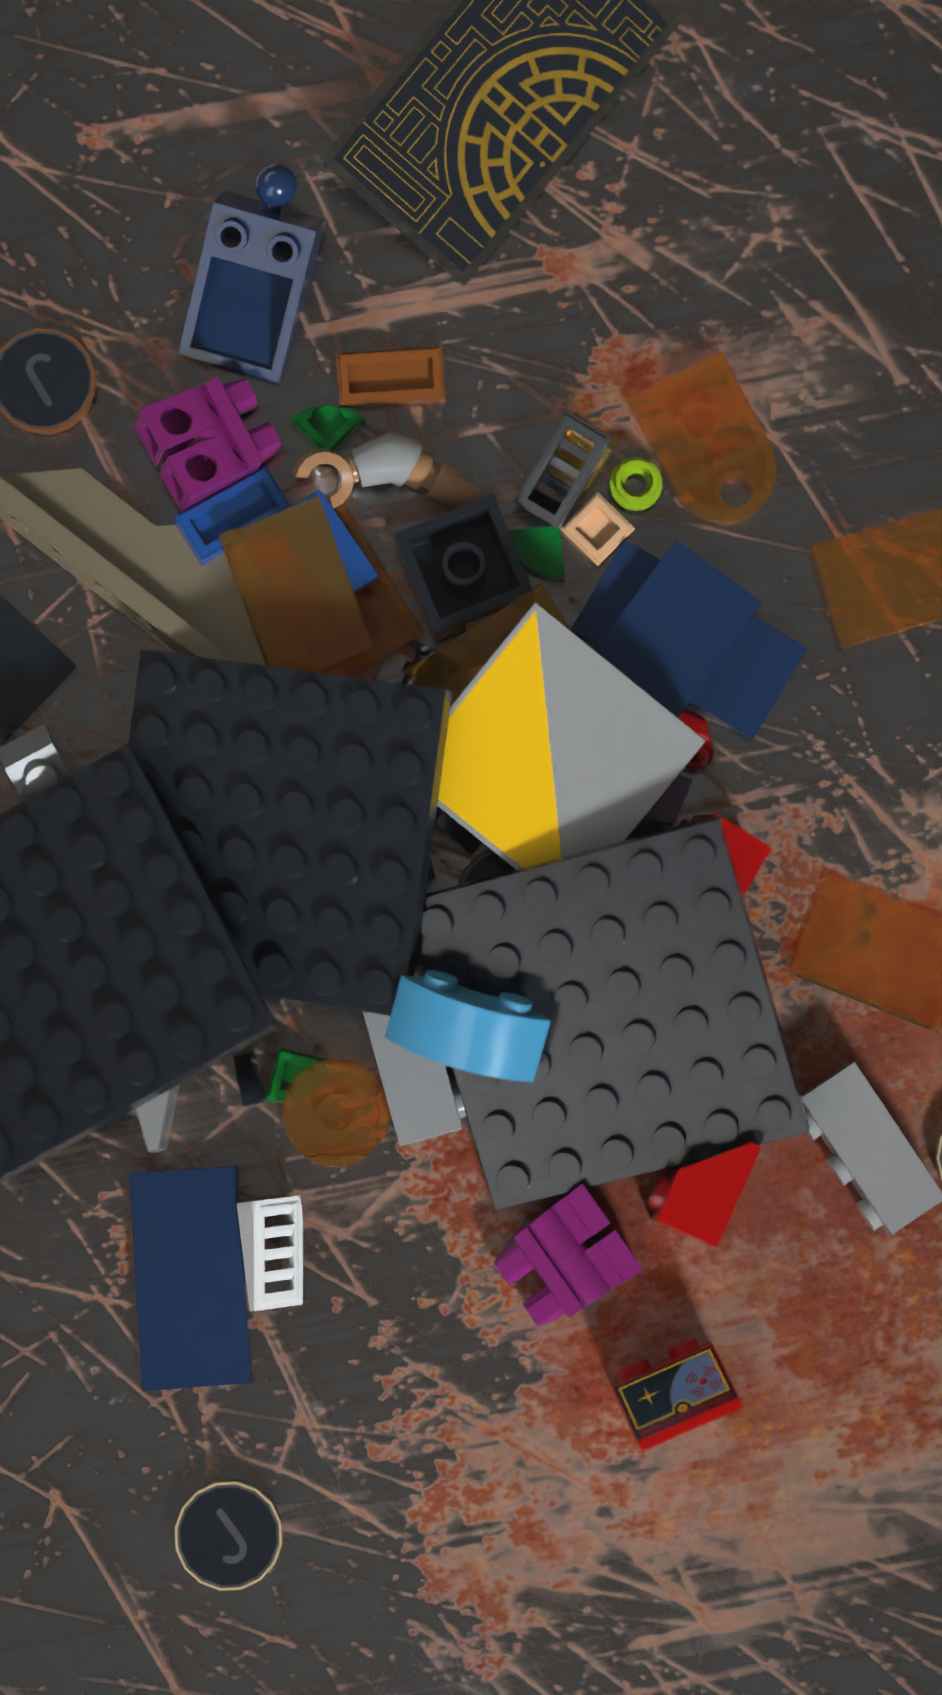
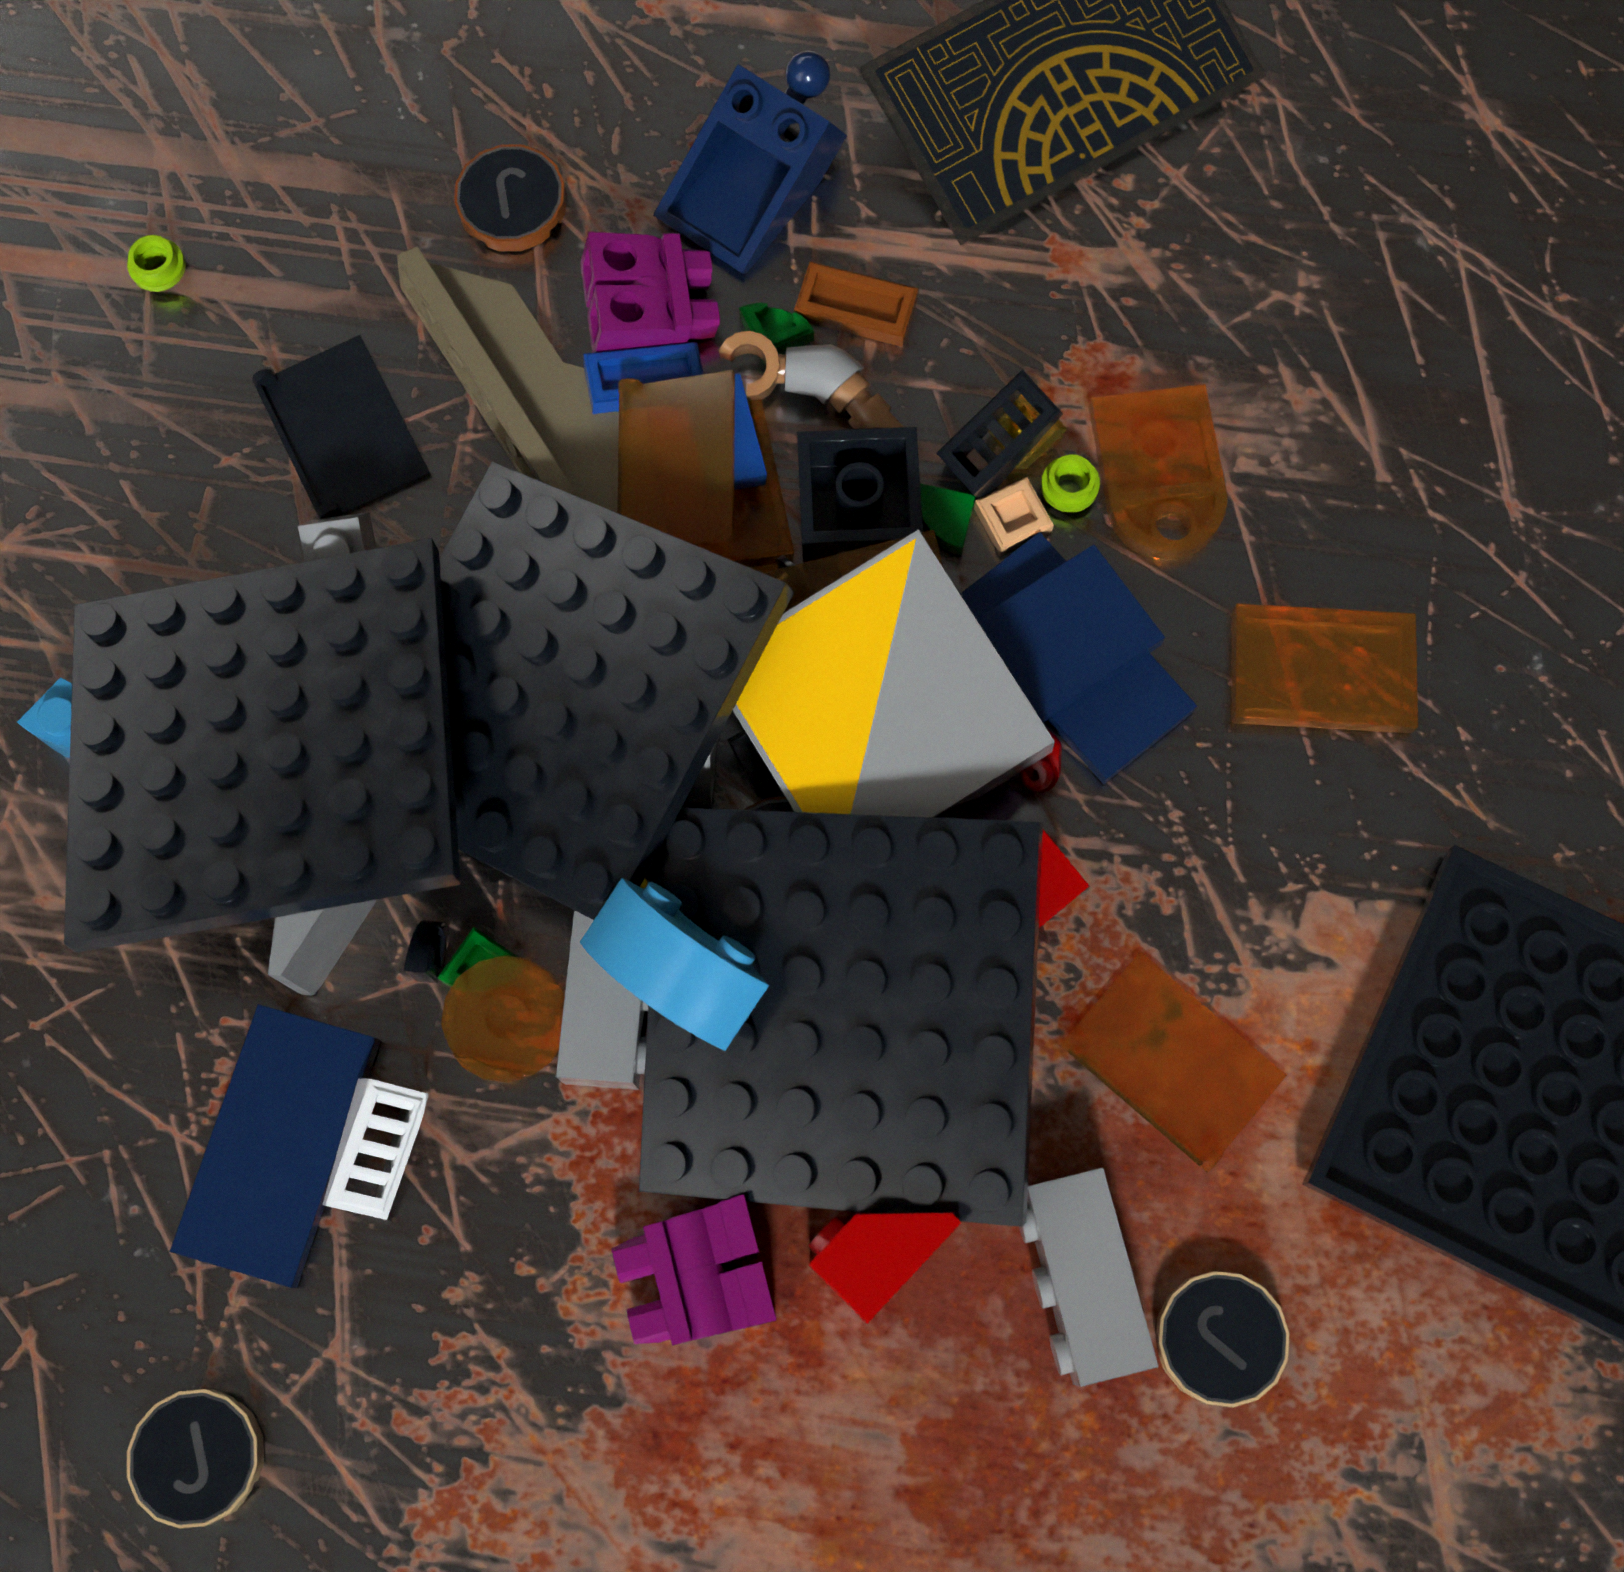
camera: 25 degrees right, 10 degrees down
(675, 1393) = (759, 1485): slope -> none

